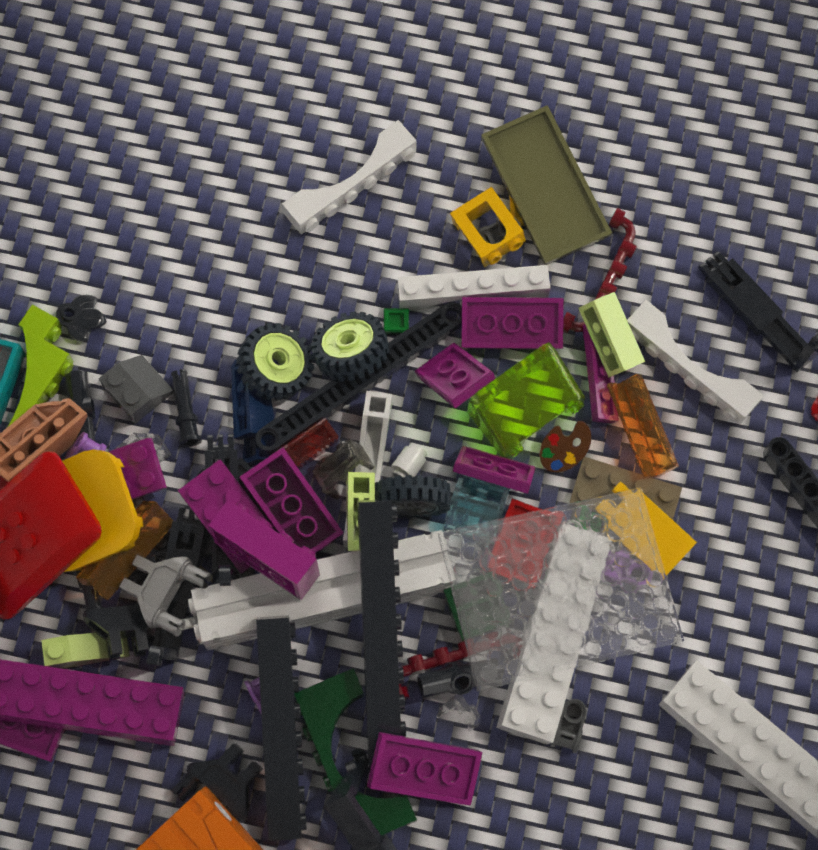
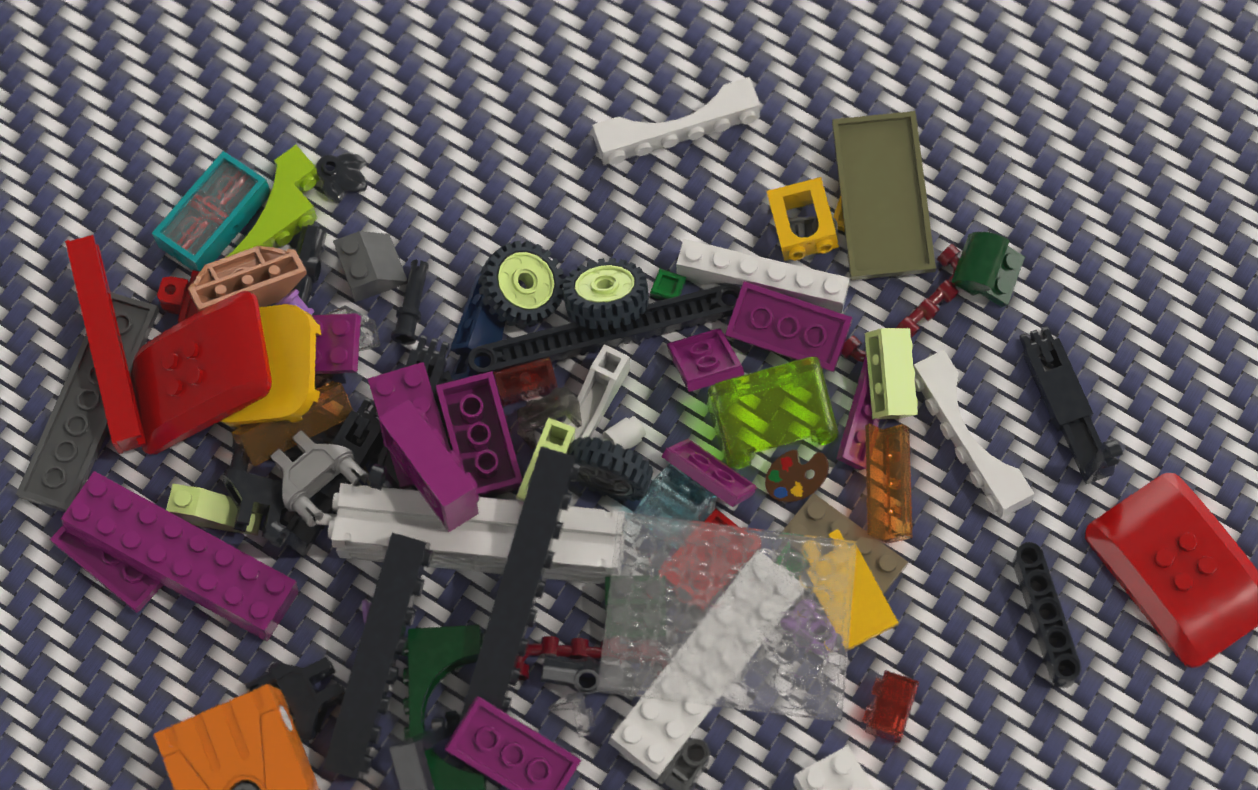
camera: 25 degrees right, 5 degrees down
(653, 217) = (988, 267): none -> dark green brick
(715, 613) = (891, 707): none -> clear red brick

